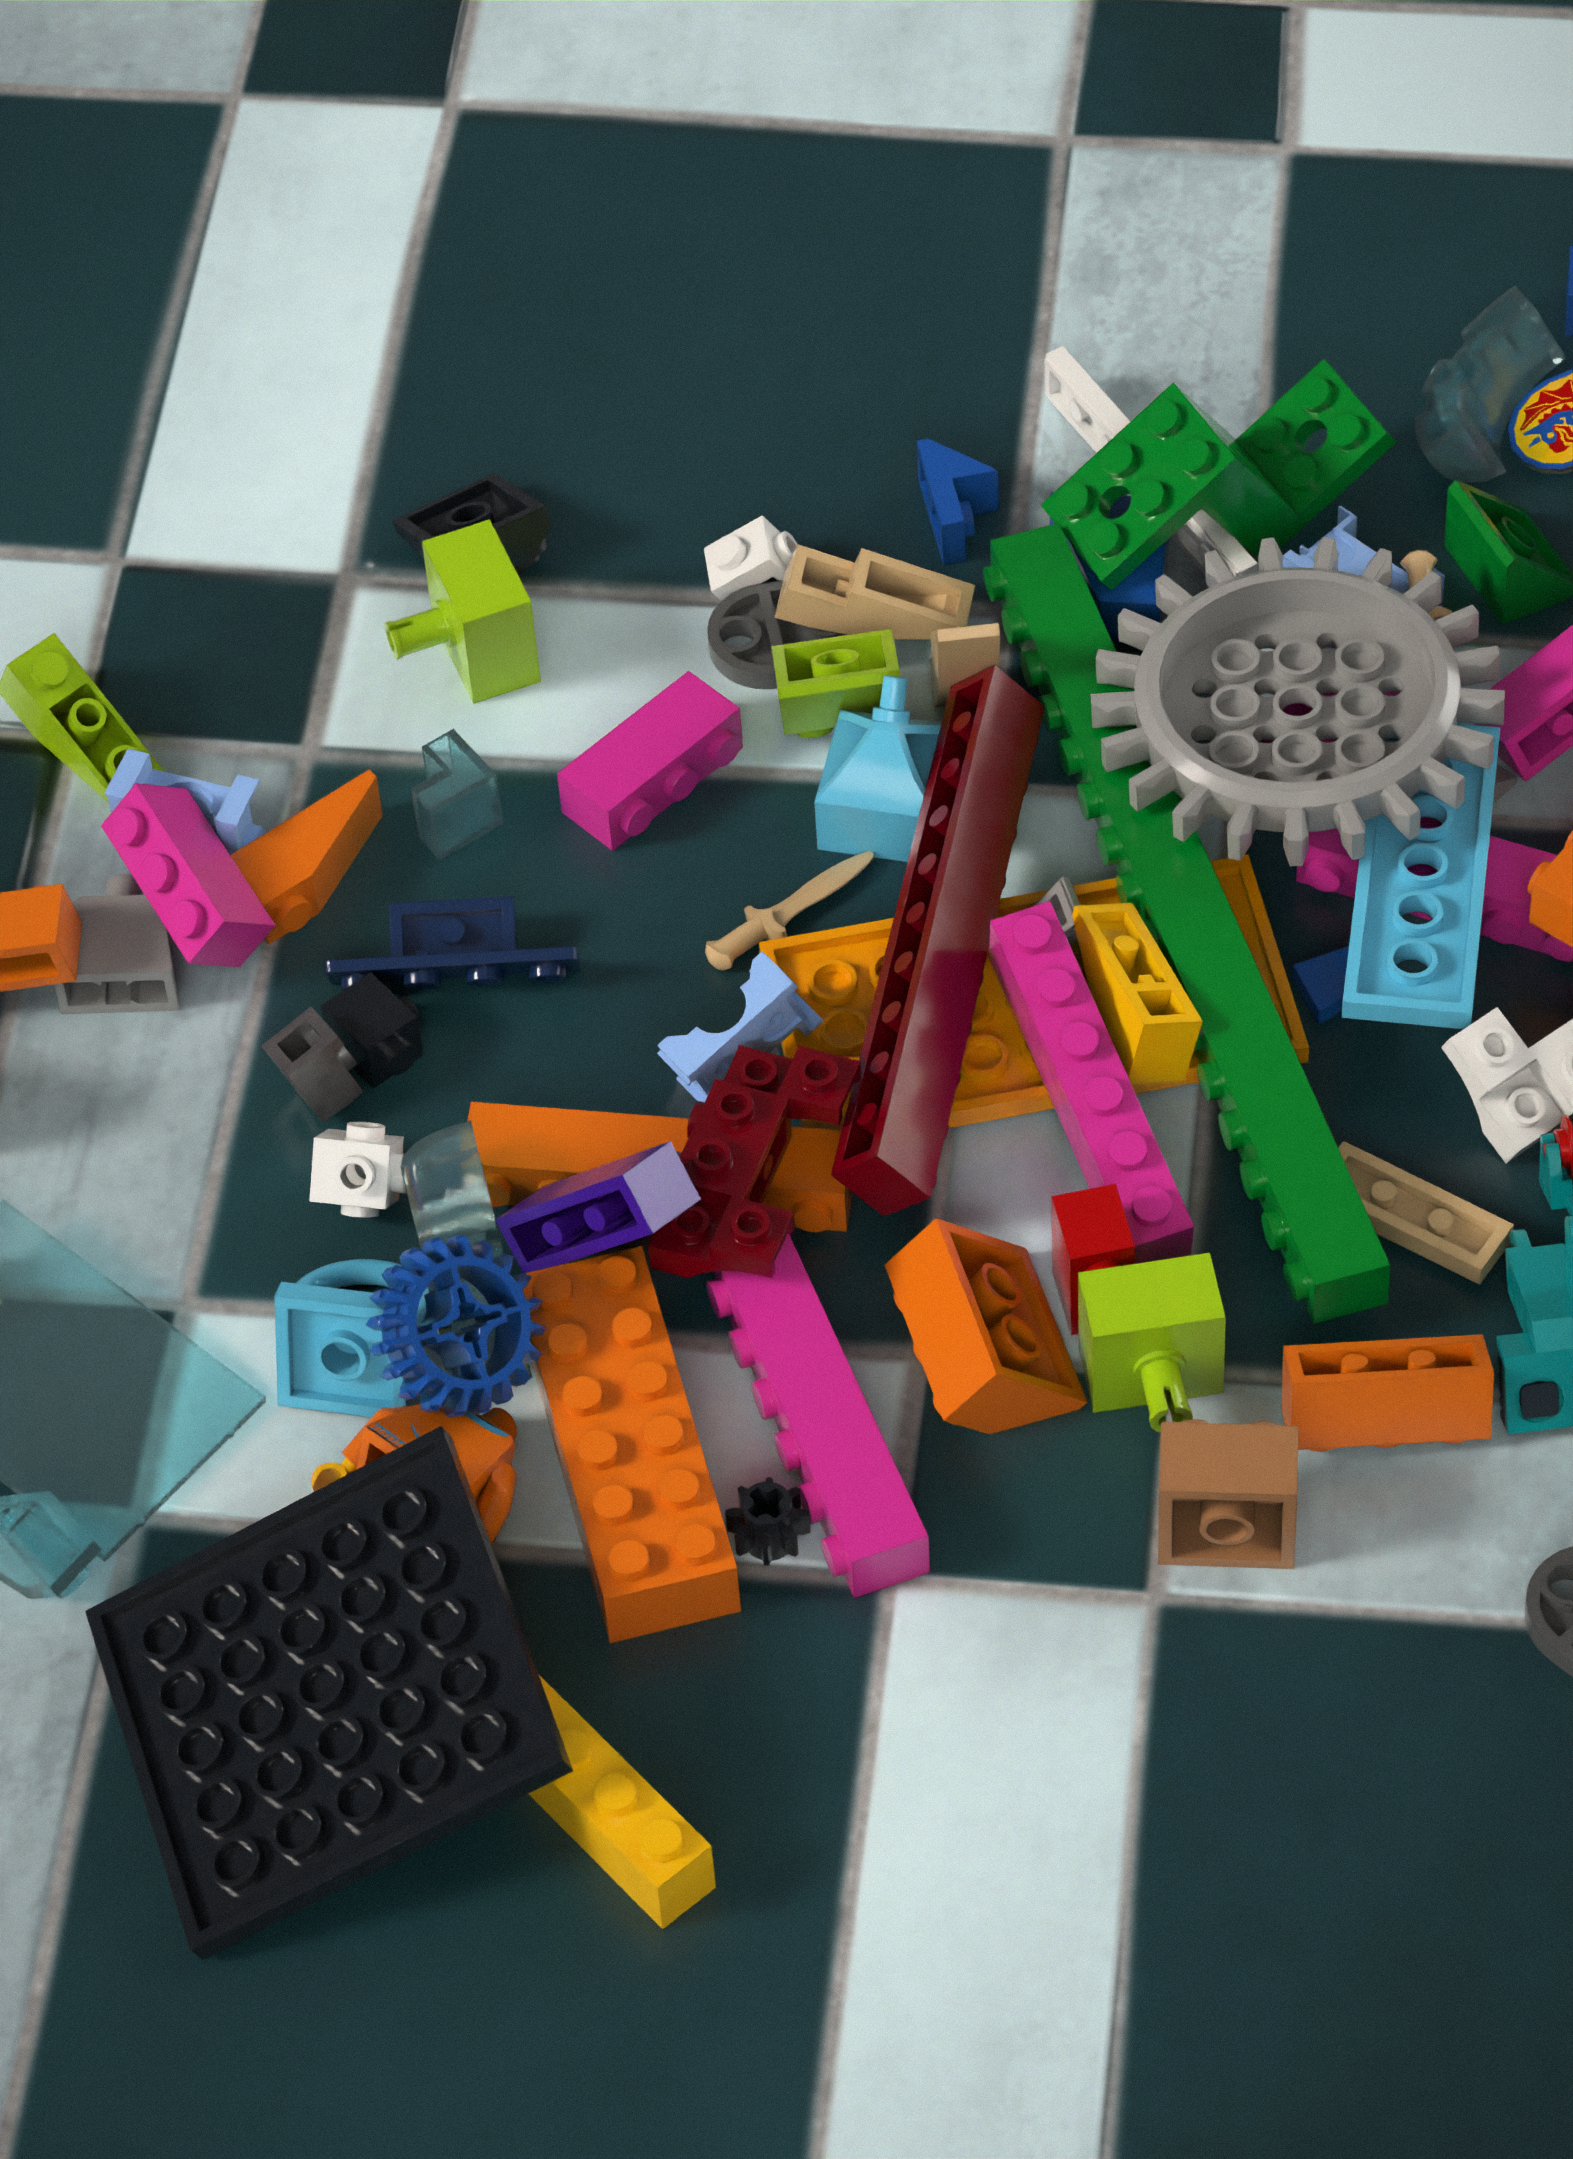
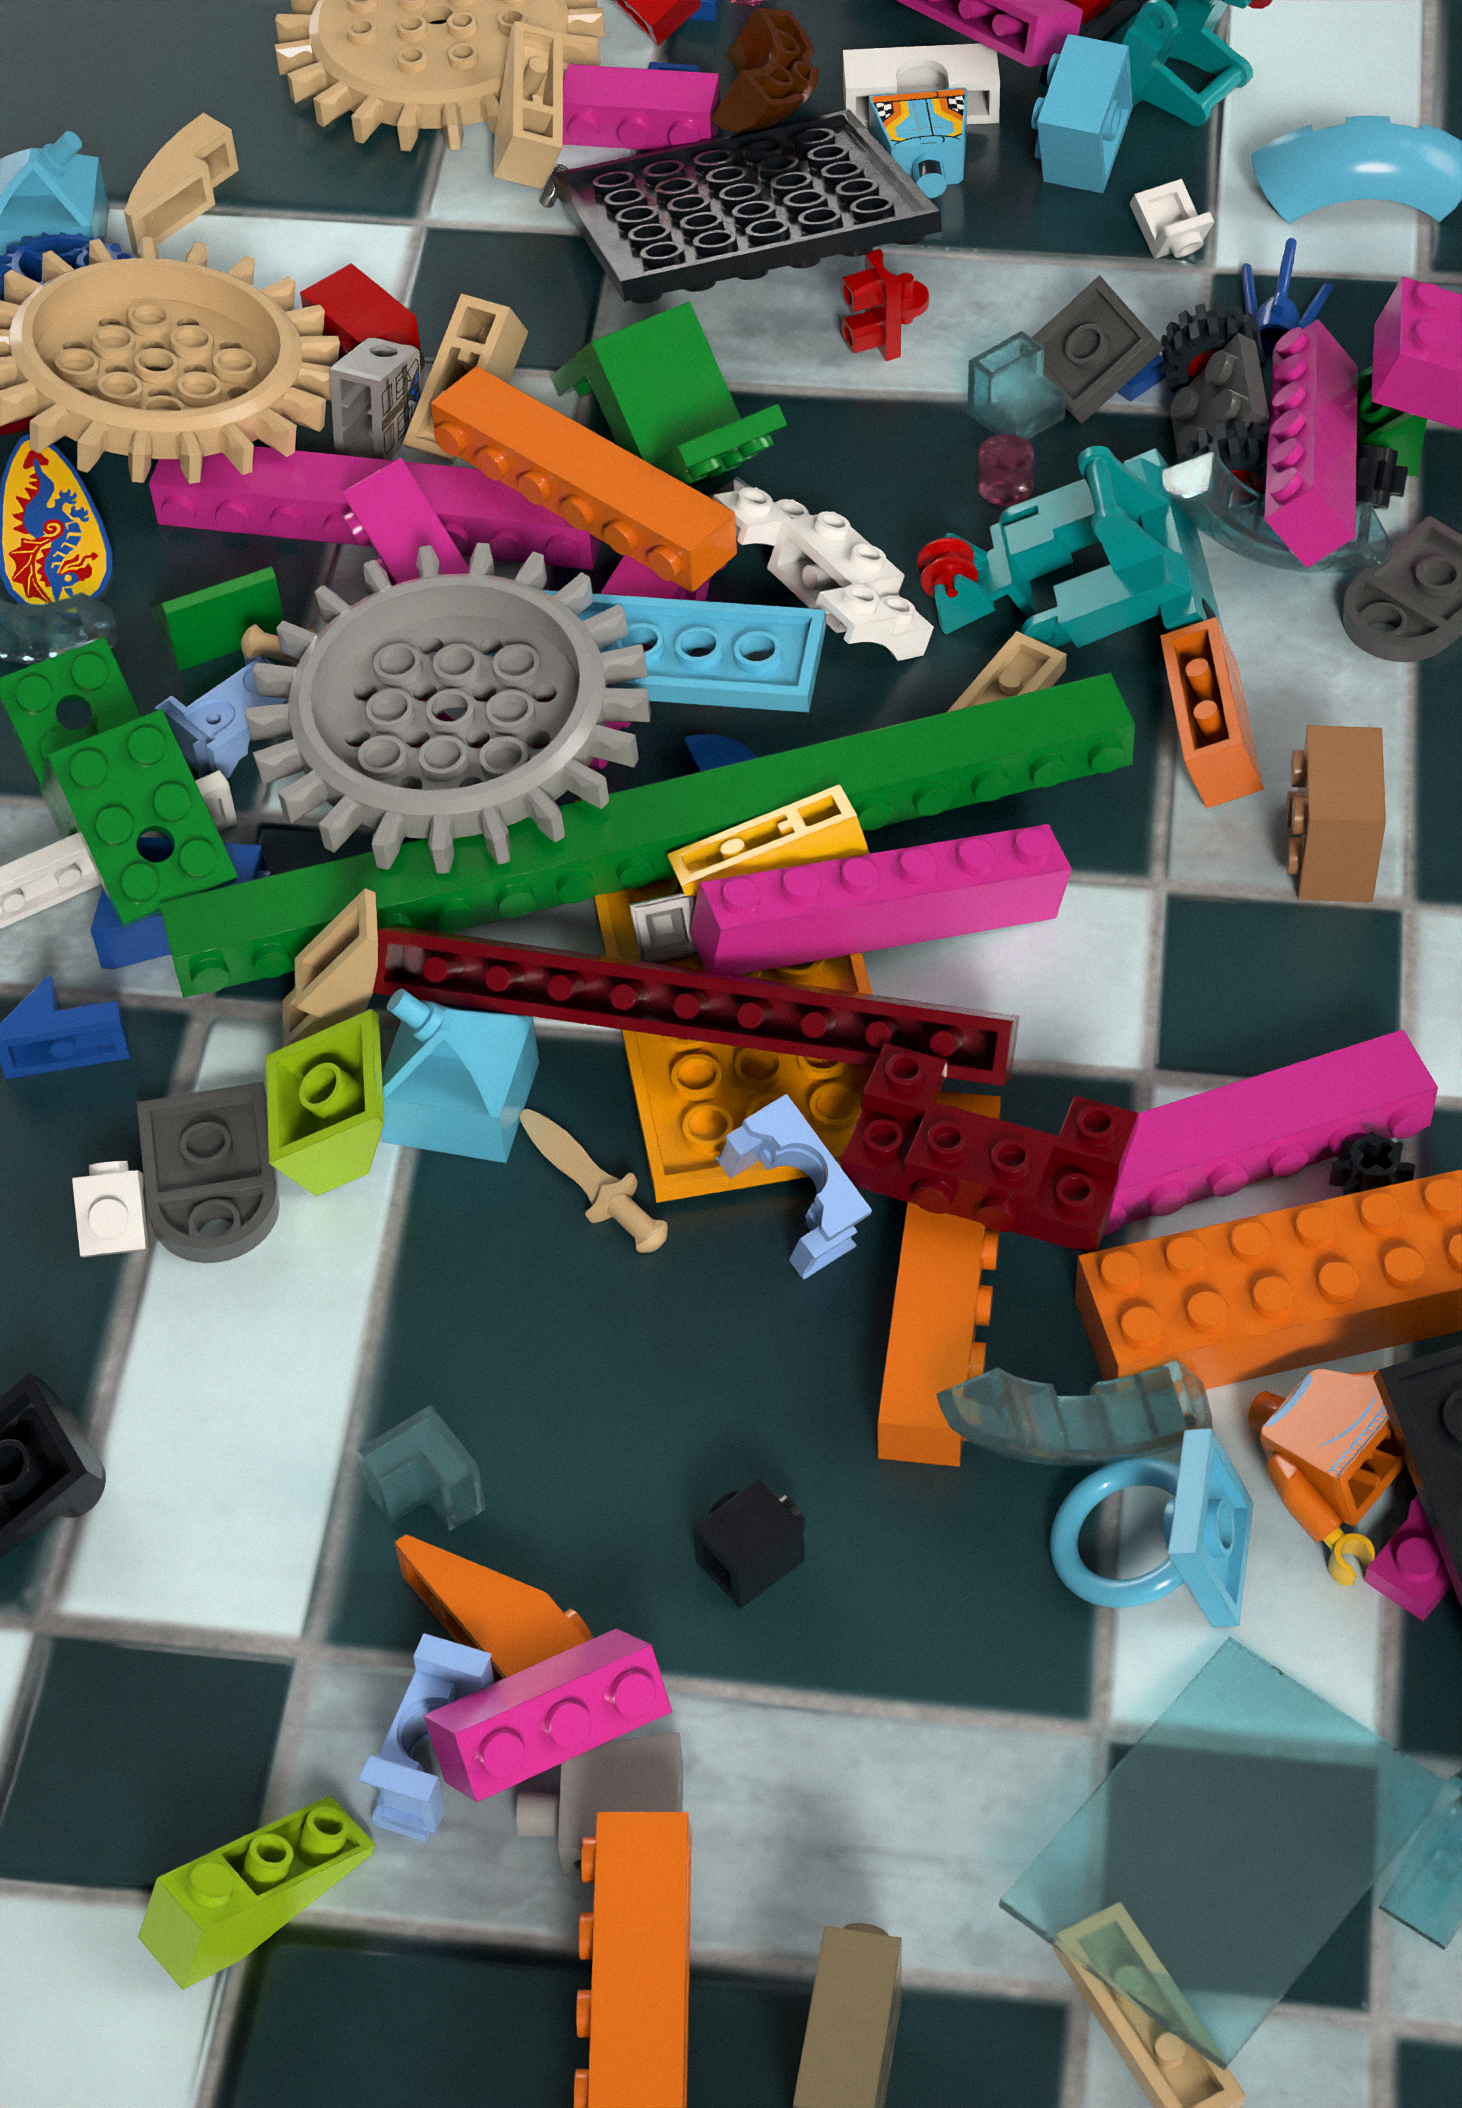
camera: 90 degrees left, 0 degrees up
(315, 1064) = (812, 1581): flat silver brick -> none
(338, 1170) = (951, 1540): white brick -> none
(440, 1269) = (1228, 1380): blue gear -> none
(455, 941) = (634, 1472): dark blue bracket -> none
(476, 613) = (172, 1443): lime brick -> none
(598, 1209) = (1058, 1272): dark purple brick -> none
(650, 760) = (391, 1291): dark pink brick -> none
(870, 595) = (202, 1088): tan slope -> none
(982, 1330) = (1143, 1011): orange slope -> none
(1087, 1236) = (1081, 904): red brick -> none
(1152, 1335) = (1168, 863): lime brick -> none

